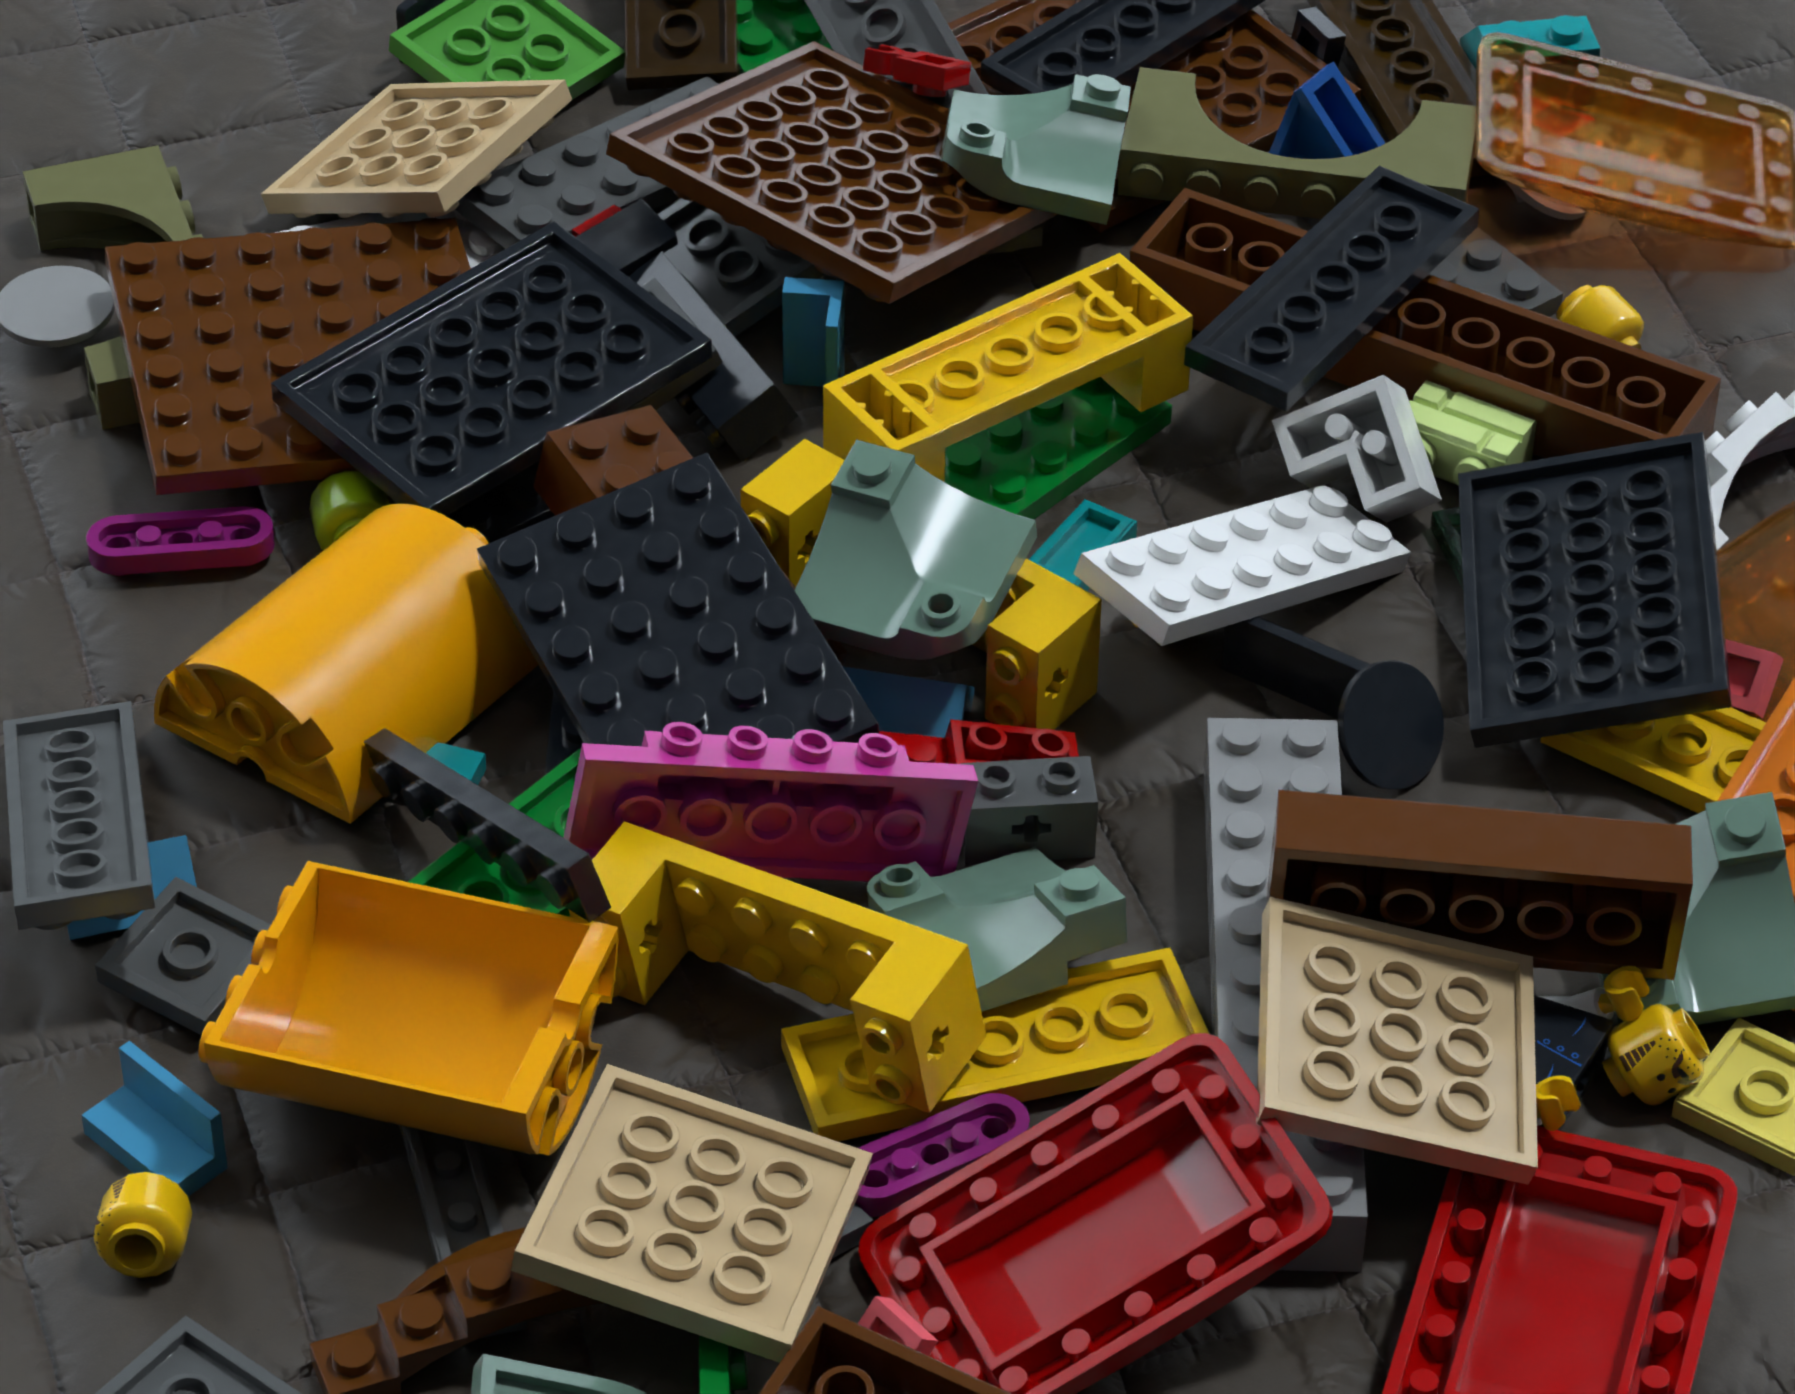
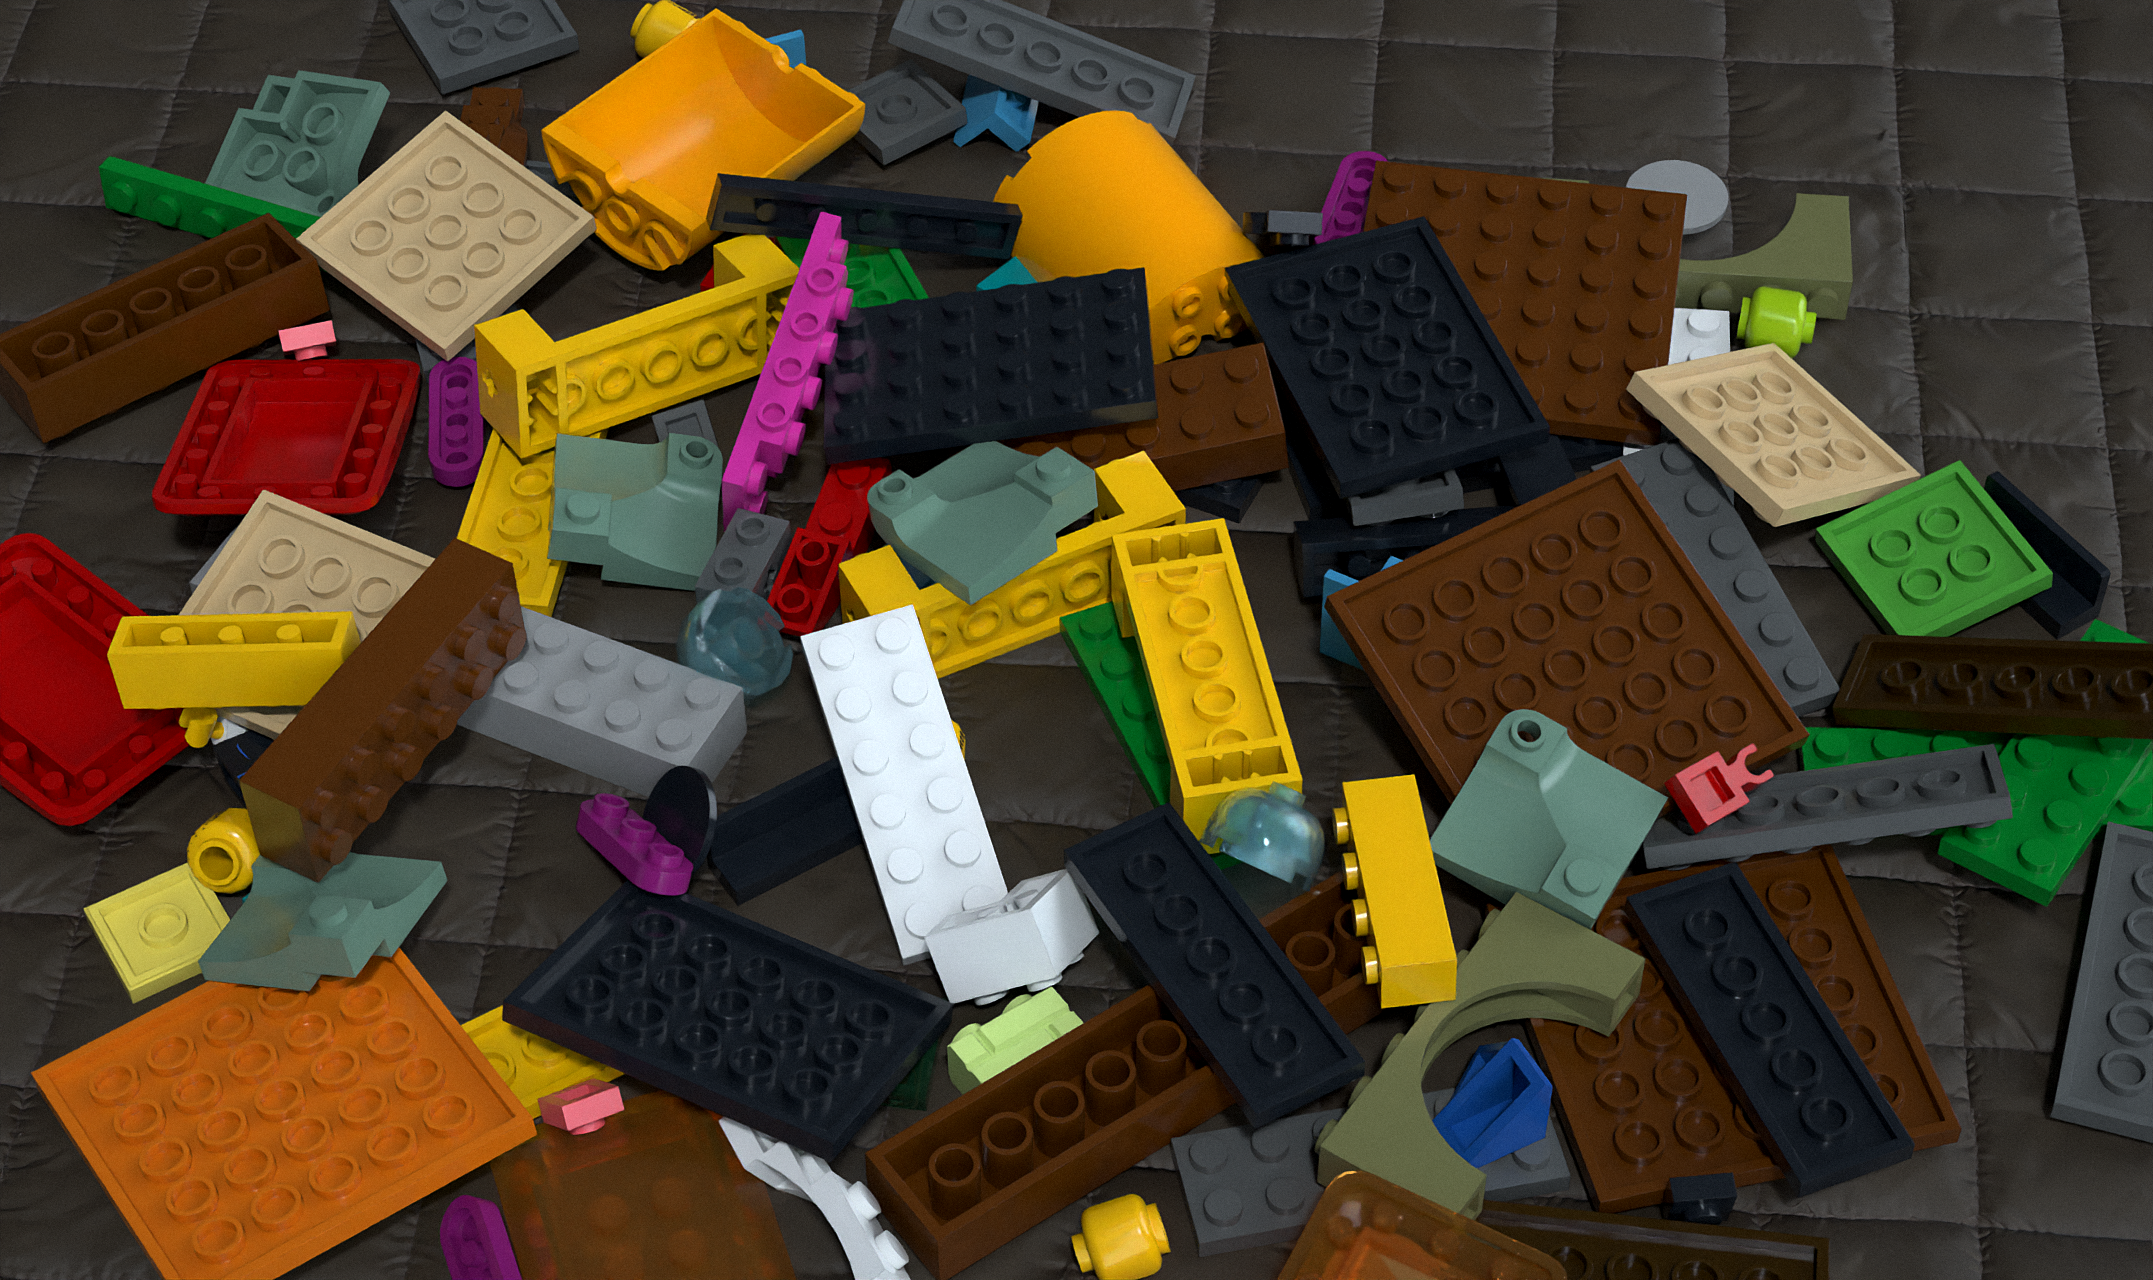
camera: 115 degrees right, 5 degrees up
(225, 199) = (1776, 318): none -> lime head
(306, 508) = (1284, 228): none -> black hinge
(1084, 530) = (1047, 741): teal tile -> none
(1150, 771) = (735, 641): none -> clear light blue cylinder
(1185, 190) = (1397, 892): none -> yellow brick
(1195, 263) = (1269, 833): none -> clear light blue cylinder
(1442, 738) = (633, 845): none -> magenta plate
(1513, 1016) = (228, 658): none -> yellow brick

